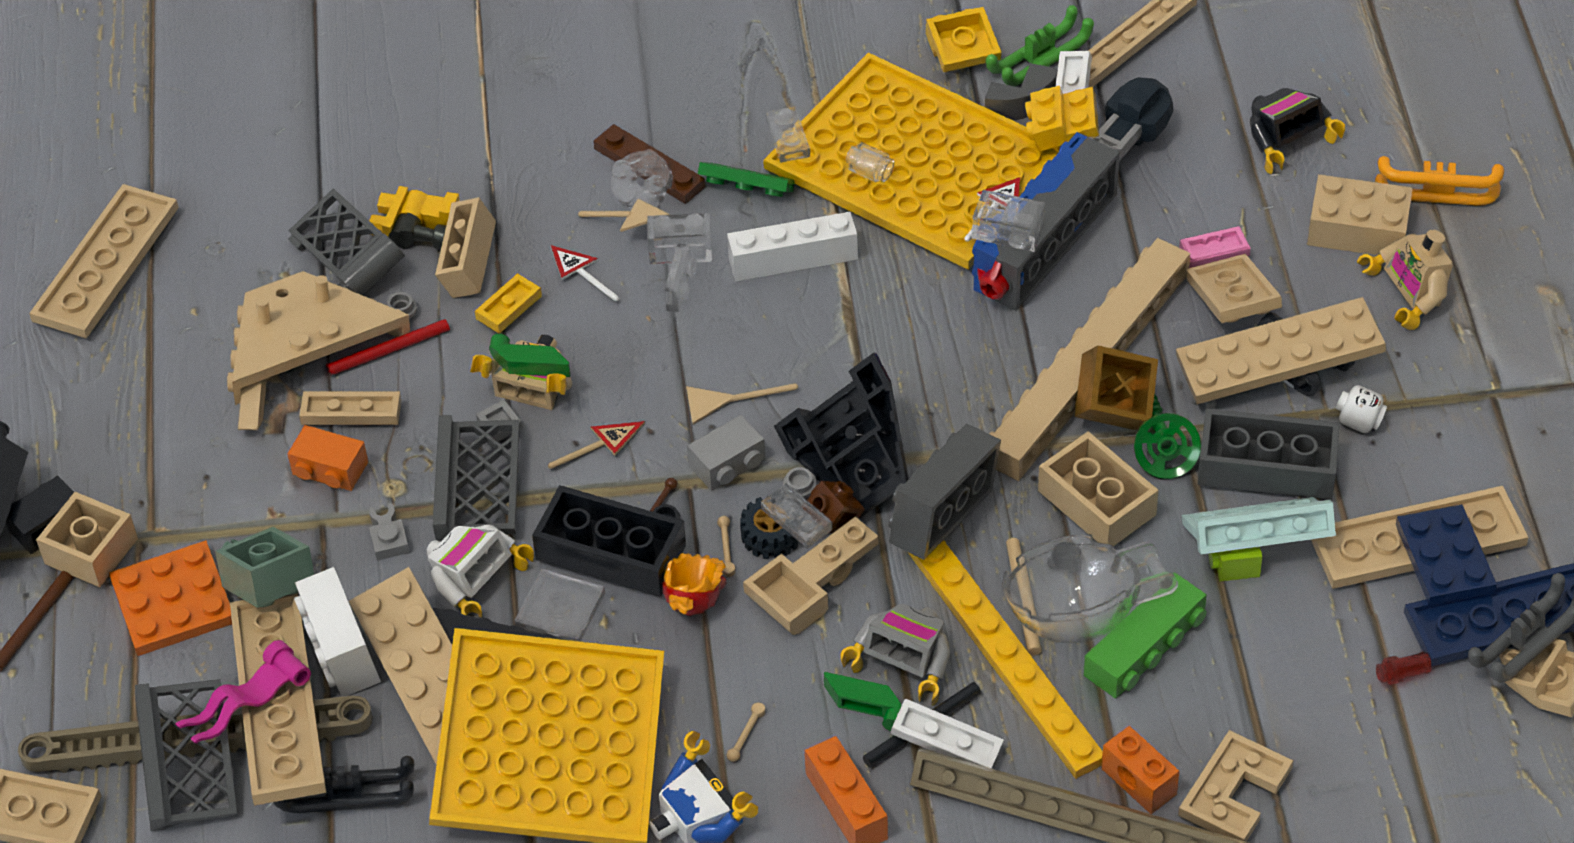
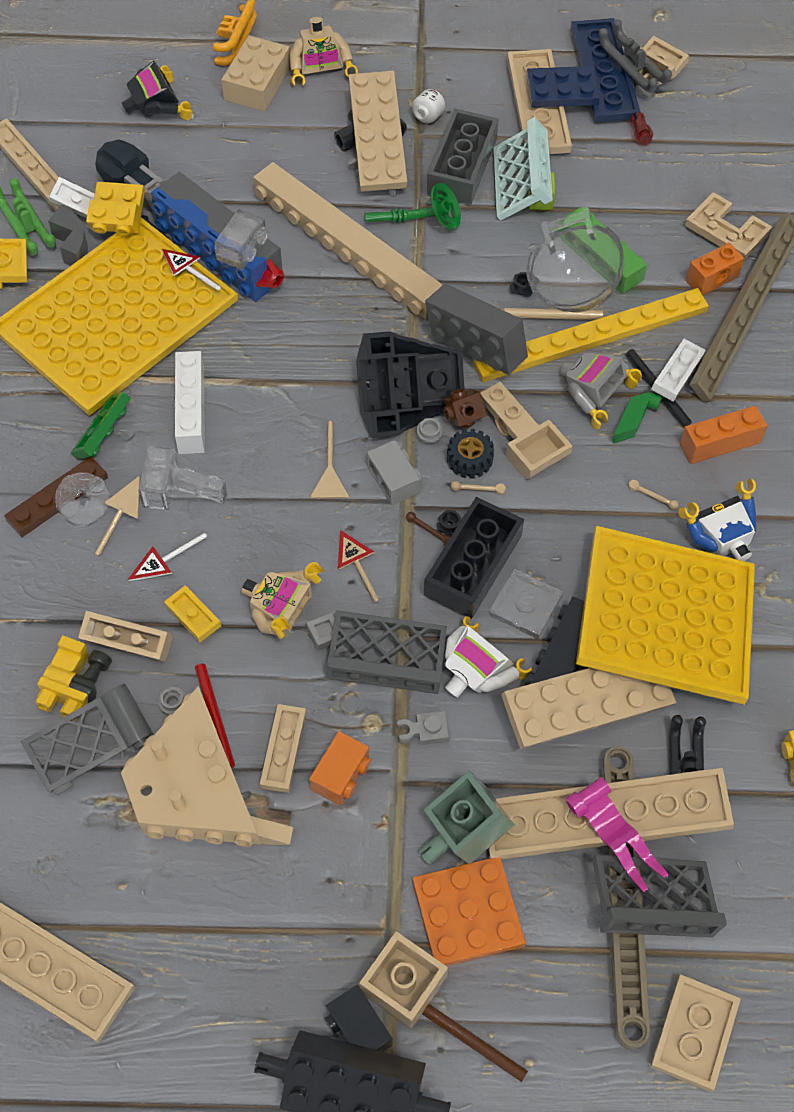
camera: 85 degrees left, 10 degrees up
(335, 633) = (546, 762): white brick -> none
(527, 358) = (279, 593): green piece -> none
(693, 583) = (528, 501): light orange hair -> none
(788, 134) = (67, 387): clear plate -> none
(796, 515) = (479, 425): clear plate -> none
(870, 162) = (123, 334): clear brick -> none
(1097, 490) = (478, 250): tan brick -> none
(1116, 387) = (396, 220): pearl gold brick -> none
(1215, 246) = (258, 153): bright pink plate -> none
(1234, 288) = (309, 146): tan plate -> none

